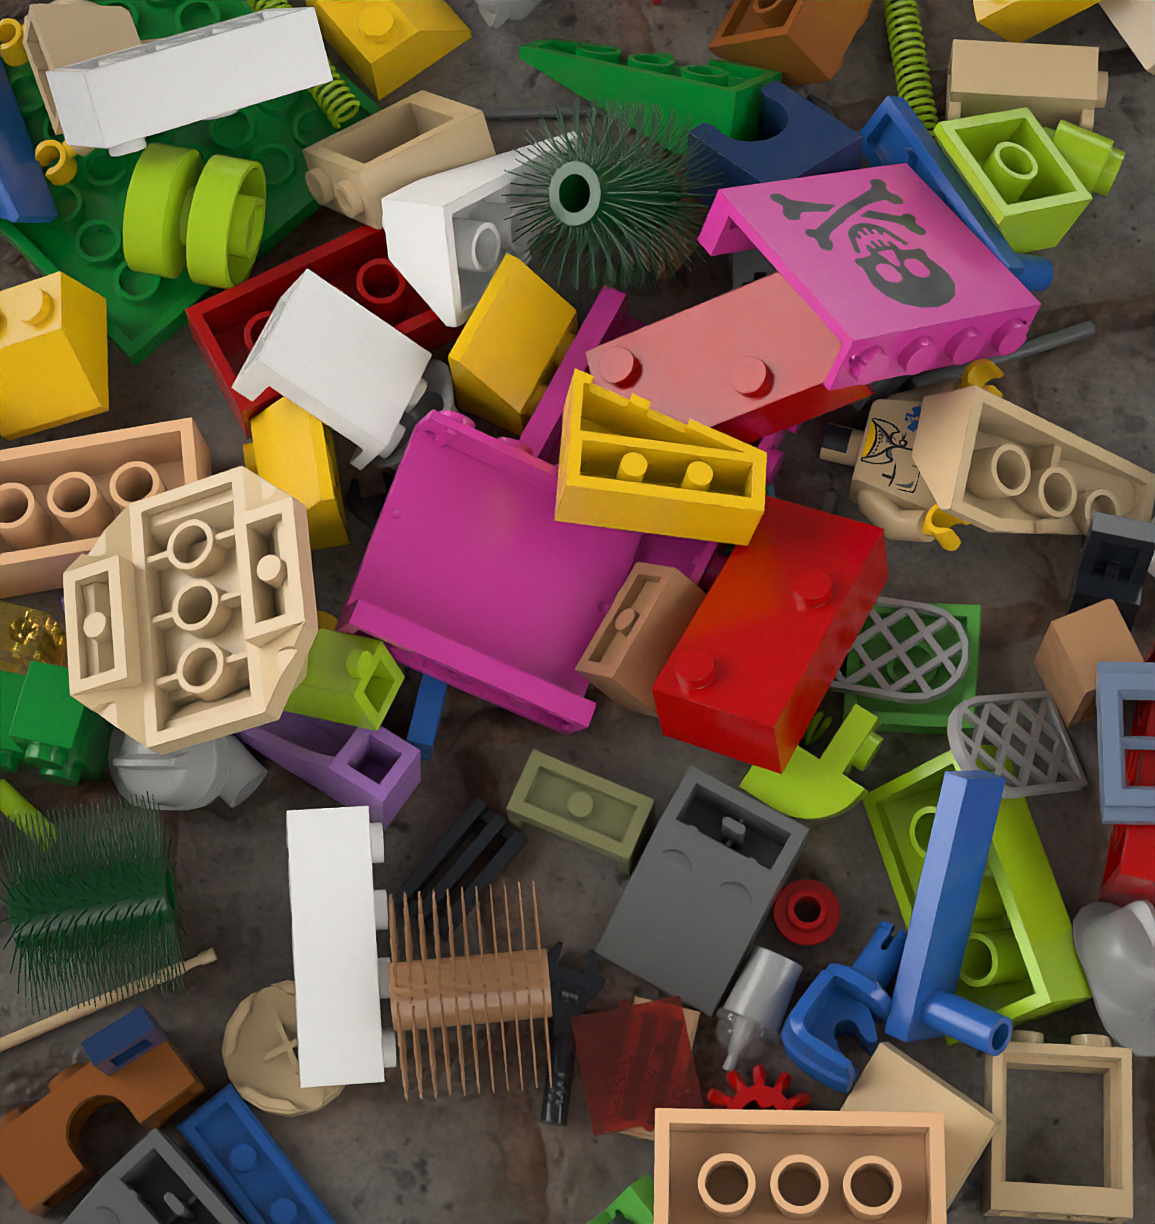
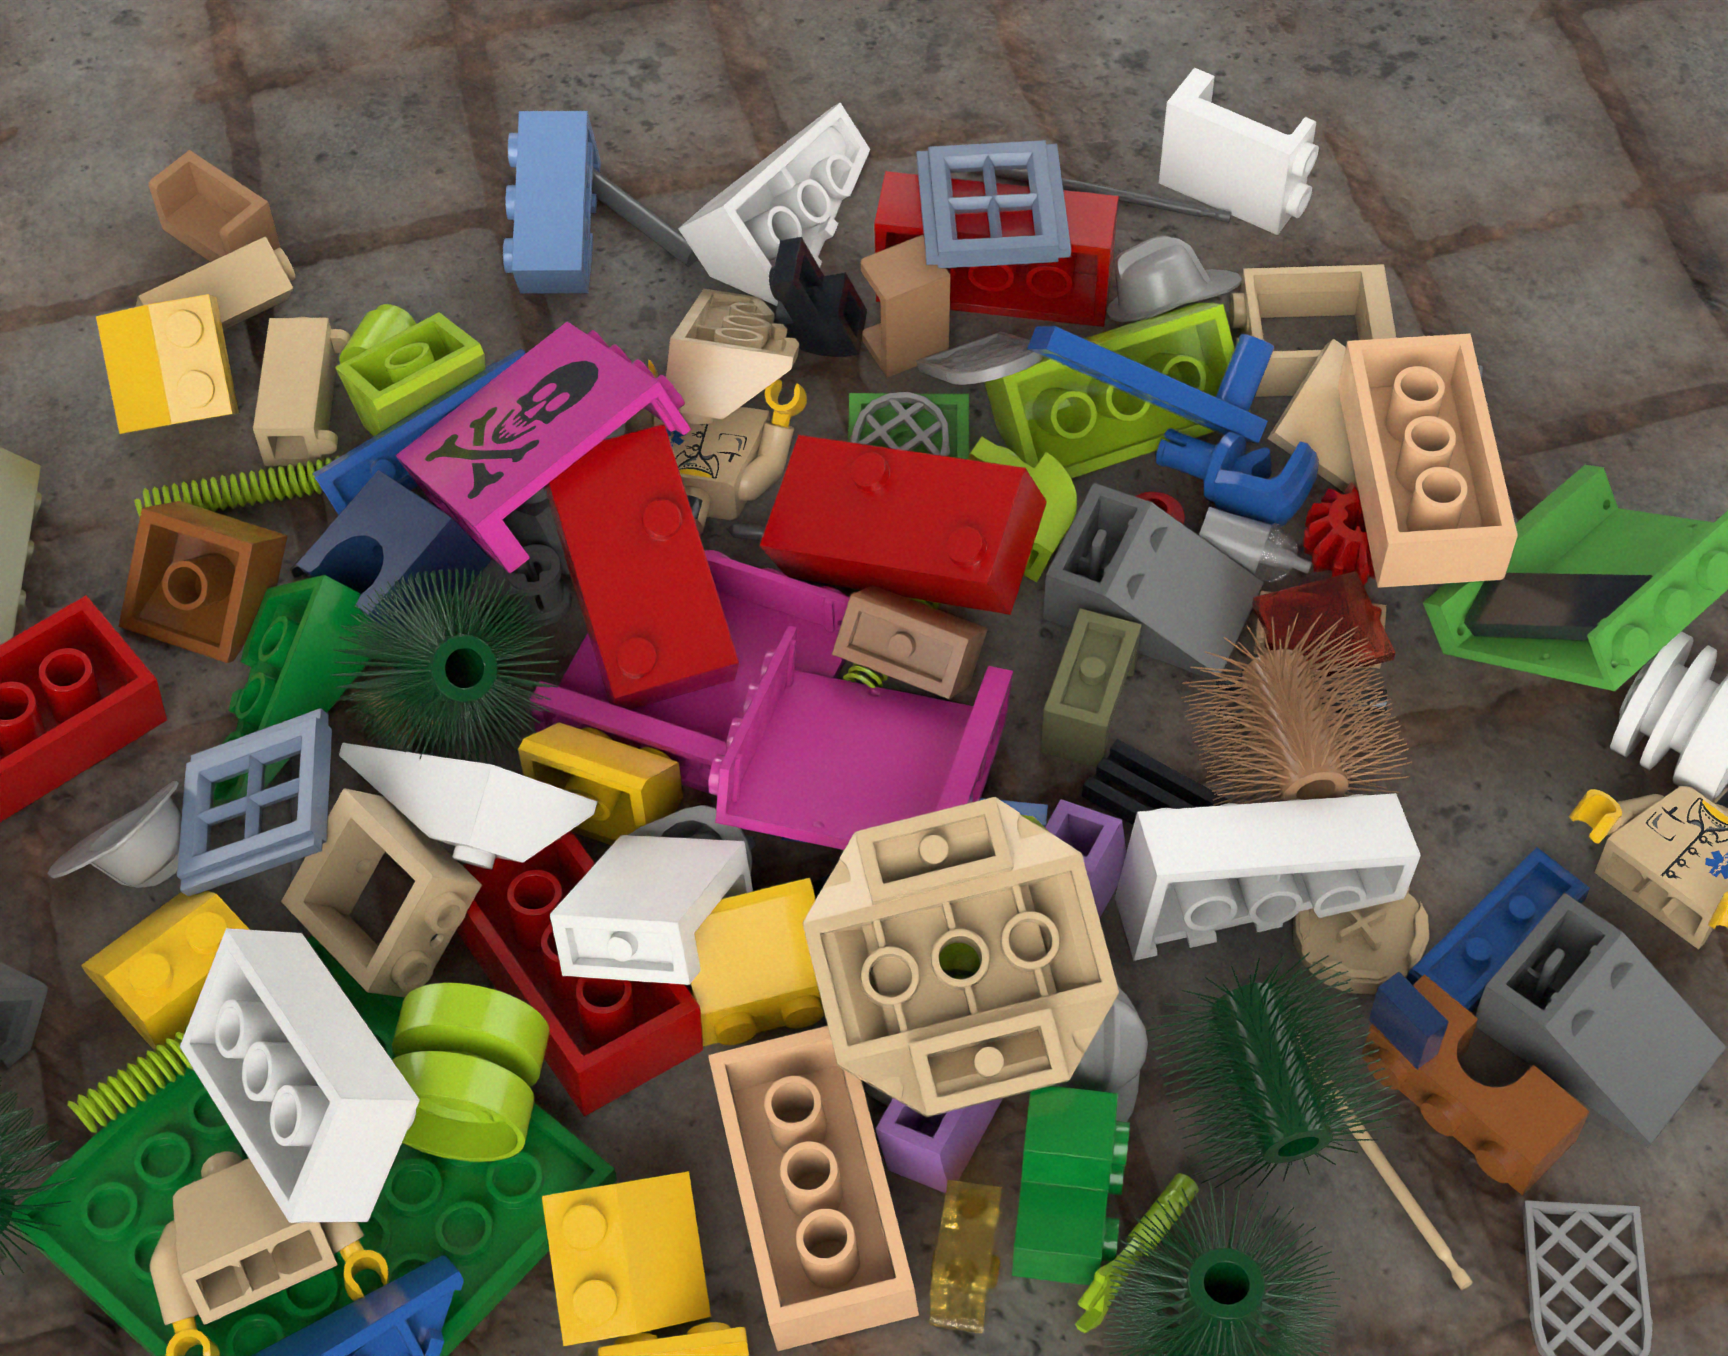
camera: 100 degrees left, 15 degrees down
(452, 52) = (258, 851): none -> sand blue piece
(654, 473) = (764, 599): yellow wedge -> none

